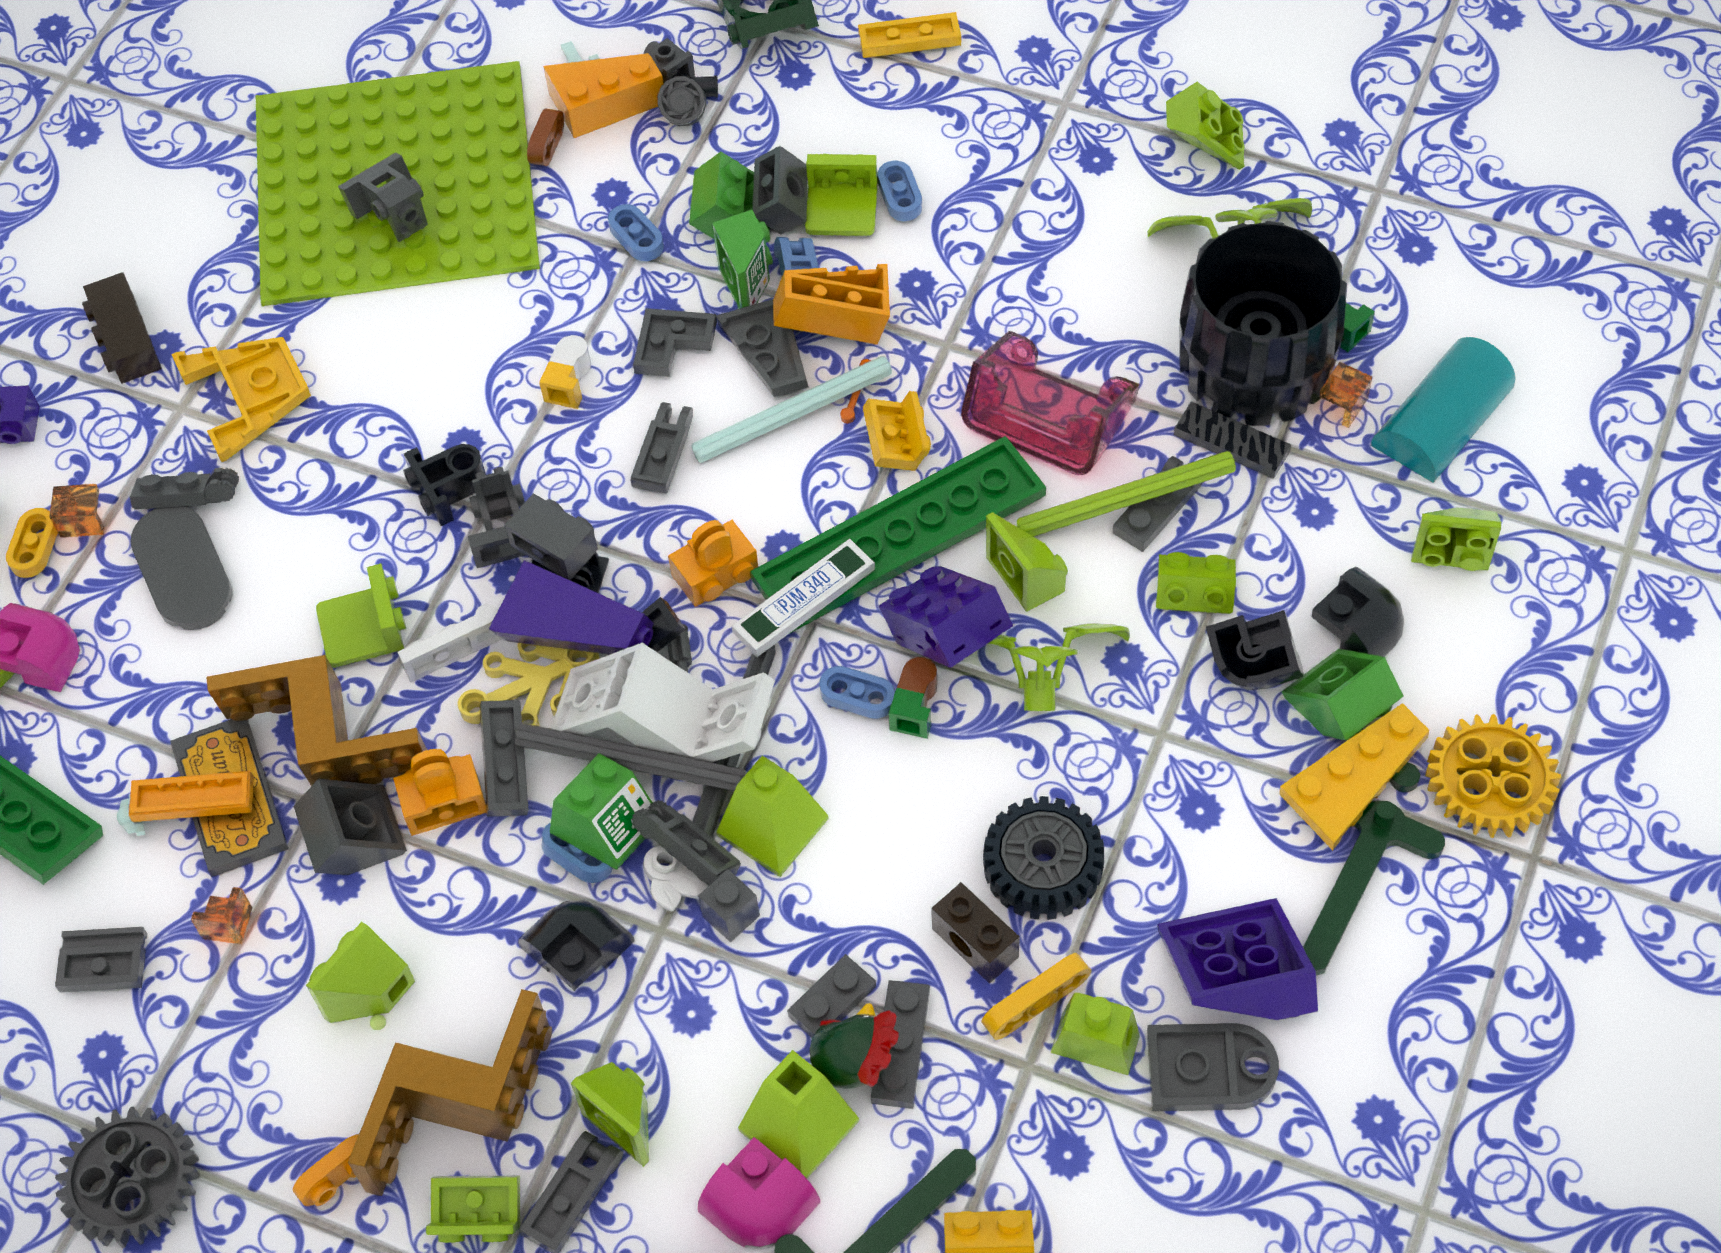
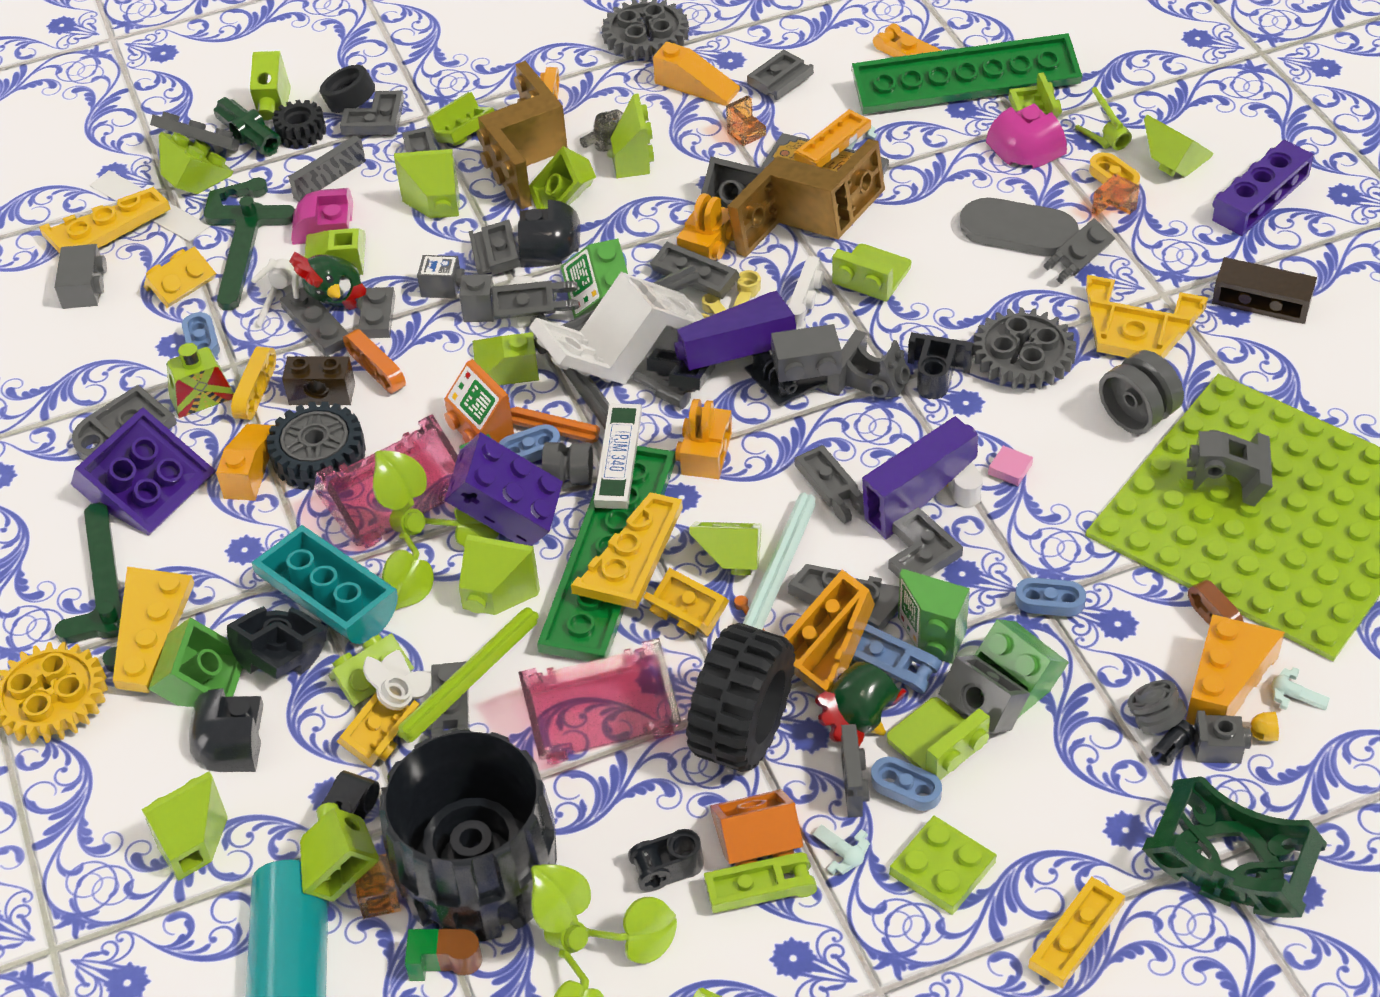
camera: 135 degrees right, 10 degrees down
(179, 1046) = (690, 73): none -> light orange slope
(356, 301) = (1141, 392): none -> dark grey wheel
(360, 1036) = (603, 128): none -> clear smoke piece
(362, 435) = (1040, 360): none -> dark grey gear
(485, 985) = (562, 179): none -> lime slope
(514, 355) = (1010, 465): none -> bright pink tile
(611, 361) = (917, 474): none -> dark purple slope
(627, 46) = (1265, 727): none -> yellow hinge
(641, 971) = (495, 248): none -> dark grey plate
(732, 975) = (439, 276): none -> dark grey brick
(800, 455) = (730, 544): none -> lime slope
(811, 701) = (566, 427): none -> orange axle
(845, 630) = (569, 463): none -> dark grey wheel
(865, 248) = (858, 700): none -> dark green piece
(871, 750) = (478, 405): none -> slope
(887, 1130) = (280, 276): none -> white plant
(898, 920) = (374, 361): none -> orange beam
(902, 486) = (632, 555): none -> yellow wing
(930, 214) = (853, 764): none -> dark grey plate
(937, 134) = (943, 864): none -> lime plate
(963, 276) = (740, 697): none -> black tyre
(989, 178) = (852, 855): none -> light aqua piece
(1016, 752) = (351, 494): none -> clear pink windscreen
(1031, 238) = (757, 827): none -> orange slope
(1037, 1121) = (199, 329): none -> medium blue plate
(1071, 205) = (759, 882): none -> lime plate
(1116, 260) = (665, 860): none -> black piece
(1118, 900) = (244, 463): none -> light orange slope
(1172, 677) = (328, 584): none -> teal brick
(1192, 527) = (394, 682): none -> white plate
(1233, 514) = (373, 731): none -> yellow bracket
(1313, 473) = (353, 793): none -> black piece
(1363, 407) = (335, 852): none -> lime torso

